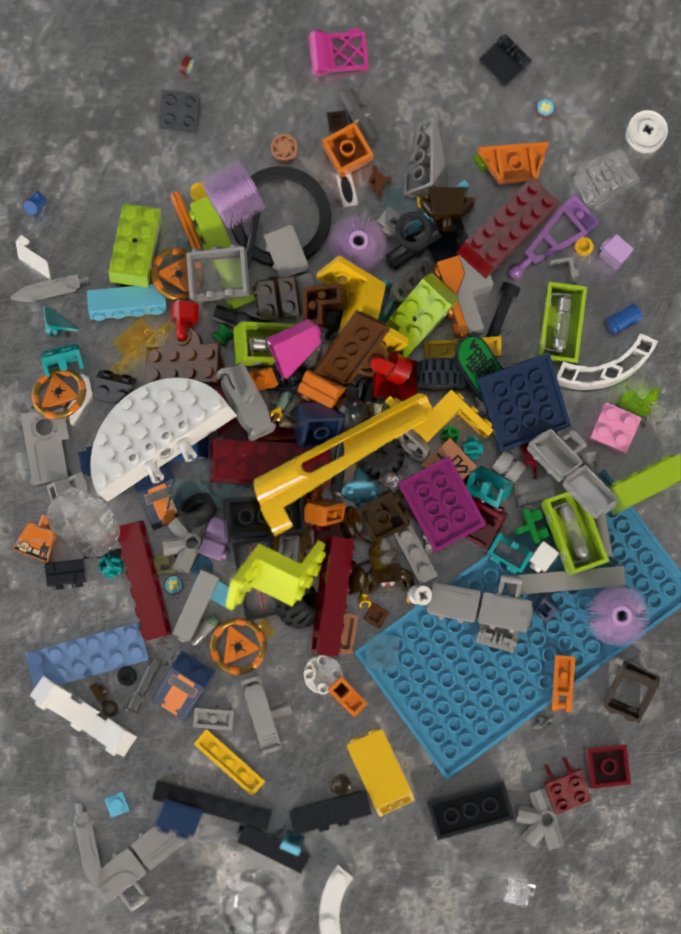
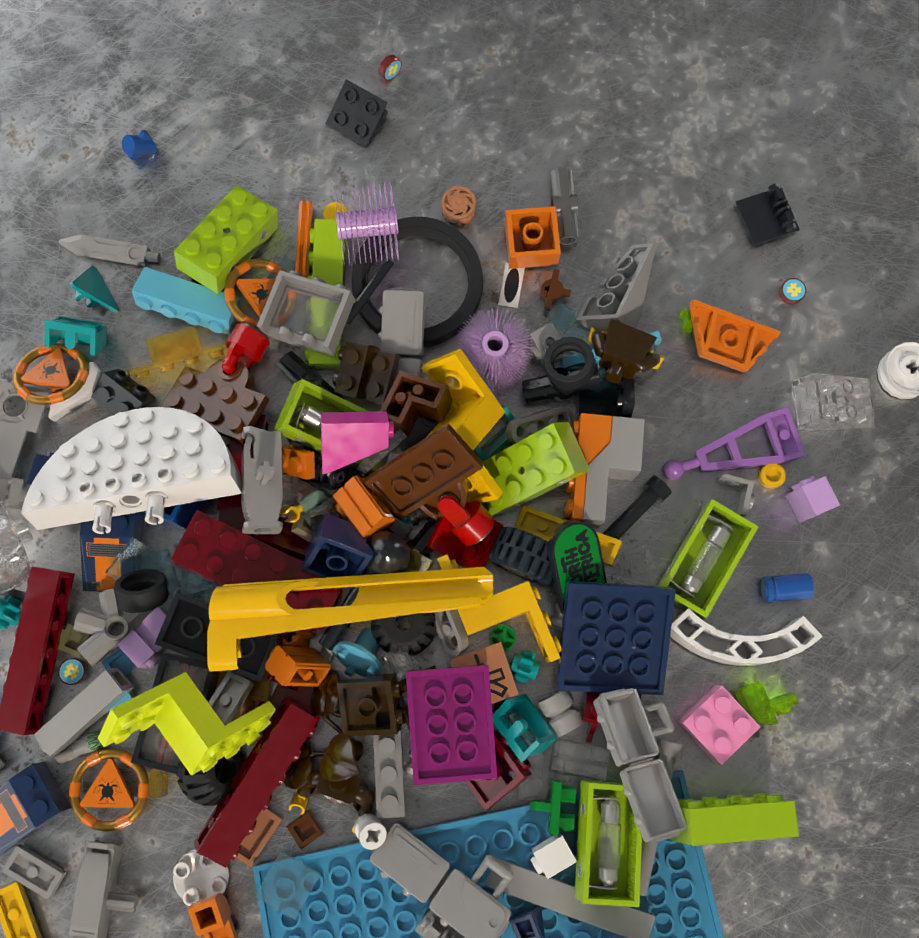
camera: 25 degrees right, 5 degrees down
(32, 259) = (104, 206): white piece -> none
(222, 335) = (280, 390): green wheel -> none
(322, 51) = (555, 114): dark pink piece -> none
(336, 120) = (535, 198): dark brown tile -> none
(508, 227) = (688, 410): dark red brick -> none
(510, 553) = (512, 830): window -> none

